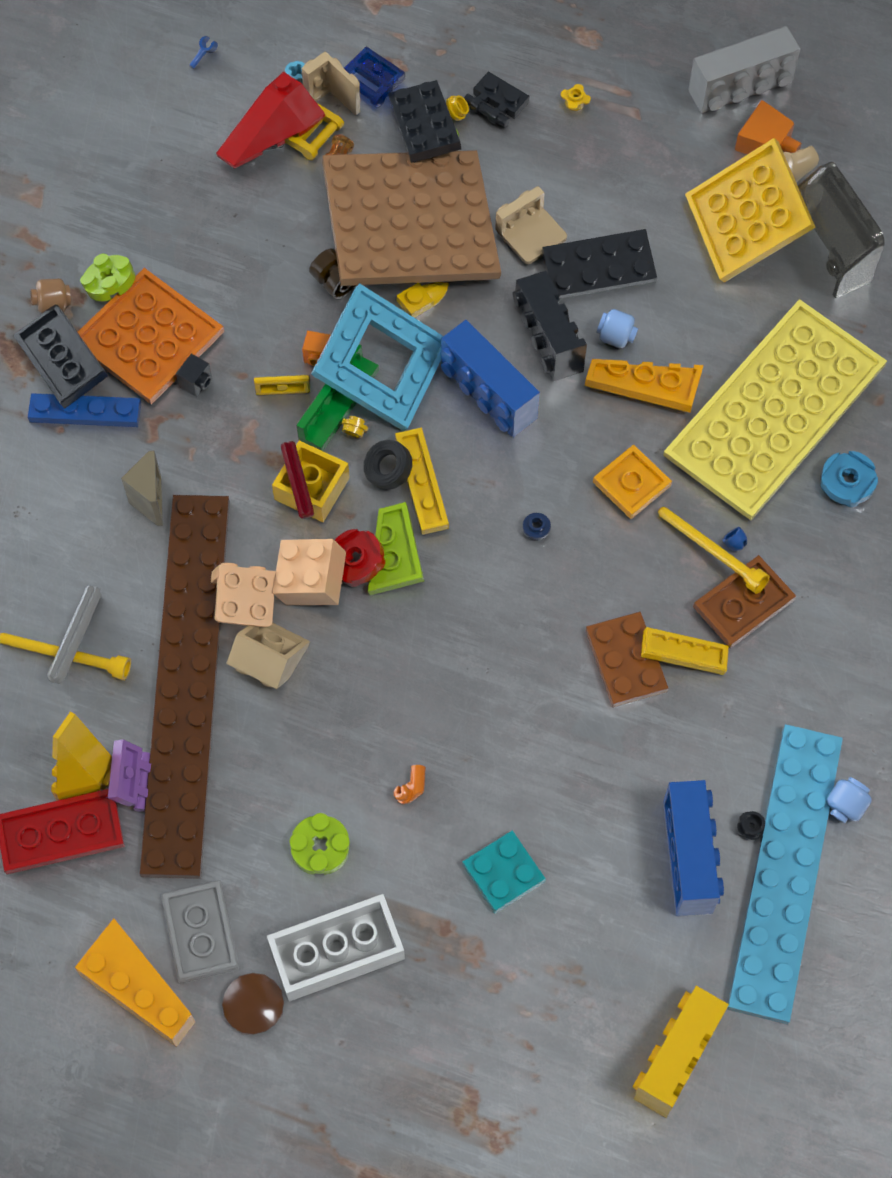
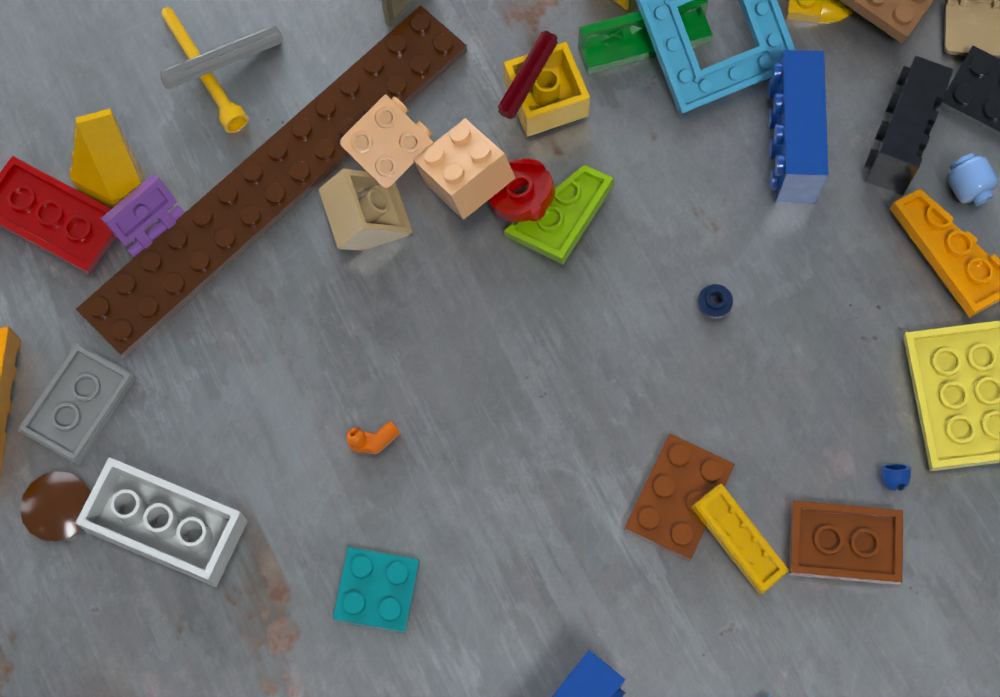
camera: 45 degrees right, 5 degrees up
(320, 827) = (230, 405): lime plate -> none
(354, 426) = (635, 73): yellow plate -> none
(375, 456) = (640, 143): black tyre -> none
(423, 483) = (648, 172): yellow plate -> none
(632, 481) = (847, 336): light orange plate -> none
(754, 579) = (873, 529): yellow piece -> none

